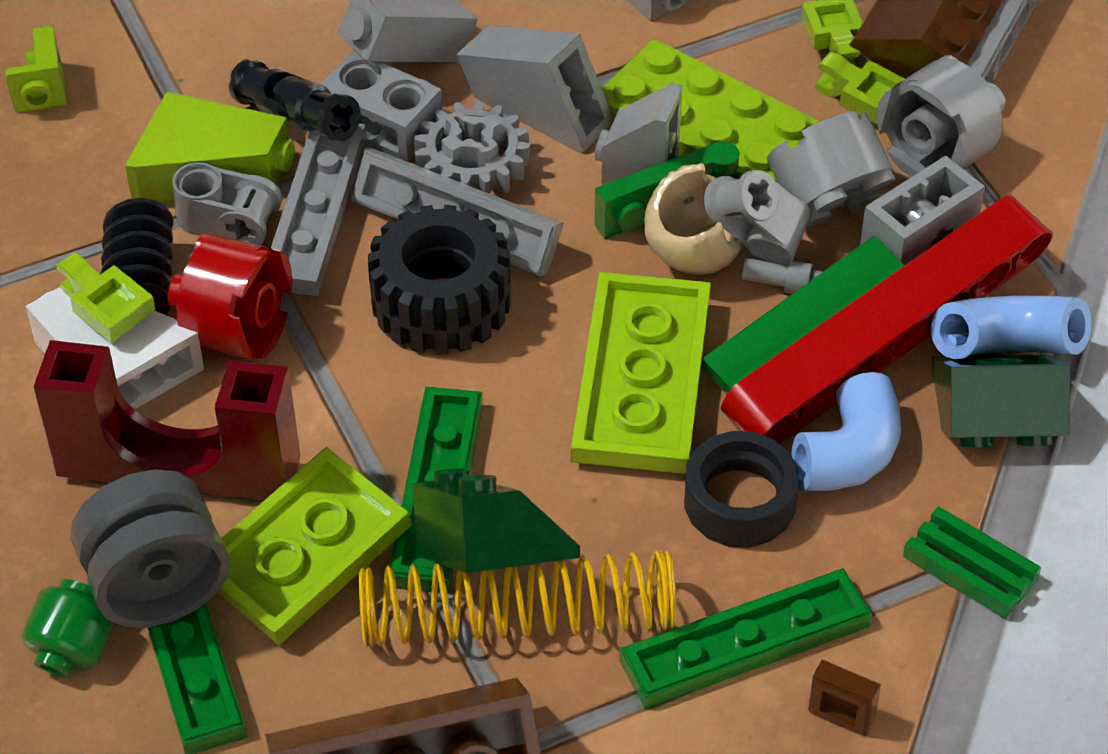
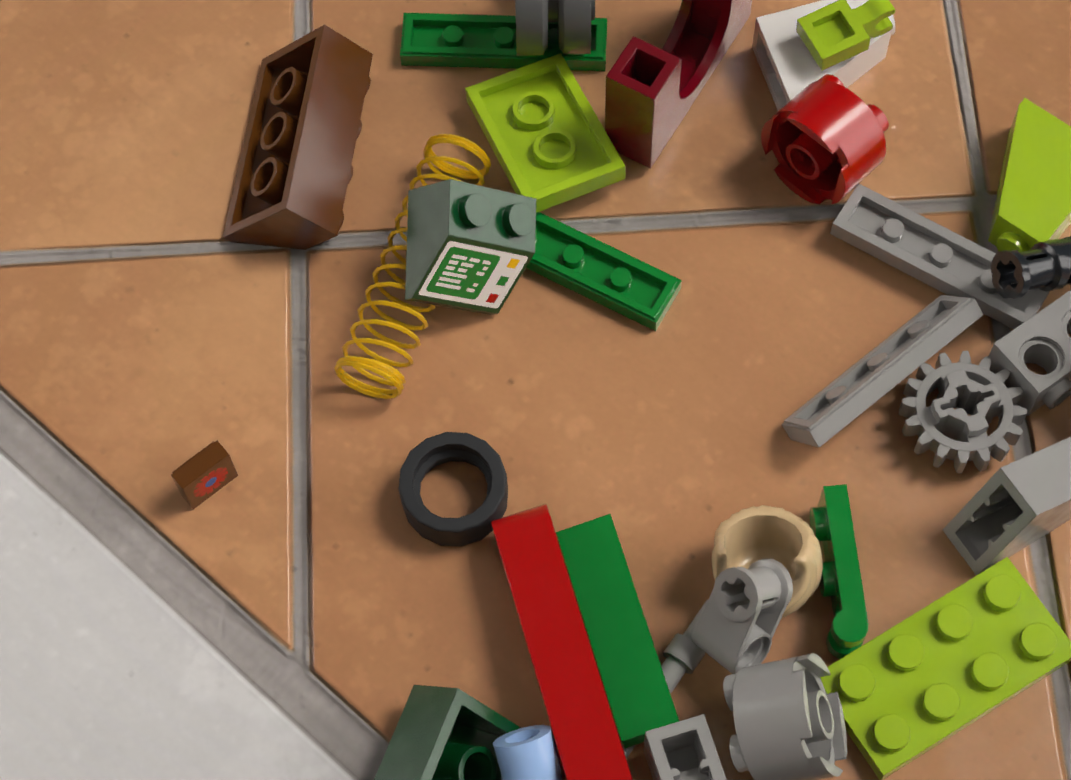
camera: 115 degrees right, 15 degrees up
(139, 244) = (913, 90): black piece -> none
(221, 202) = (960, 187): light grey piece -> none
(439, 311) = (799, 281): black tyre -> none
(641, 134) = (901, 562): light grey slope -> none
(641, 373) = (624, 462): lime plate -> none
(744, 638) = (310, 440): green tile -> none
(860, 446) = (450, 610): light blue cylinder -> none
(977, 556) = (282, 636): green tile -> none

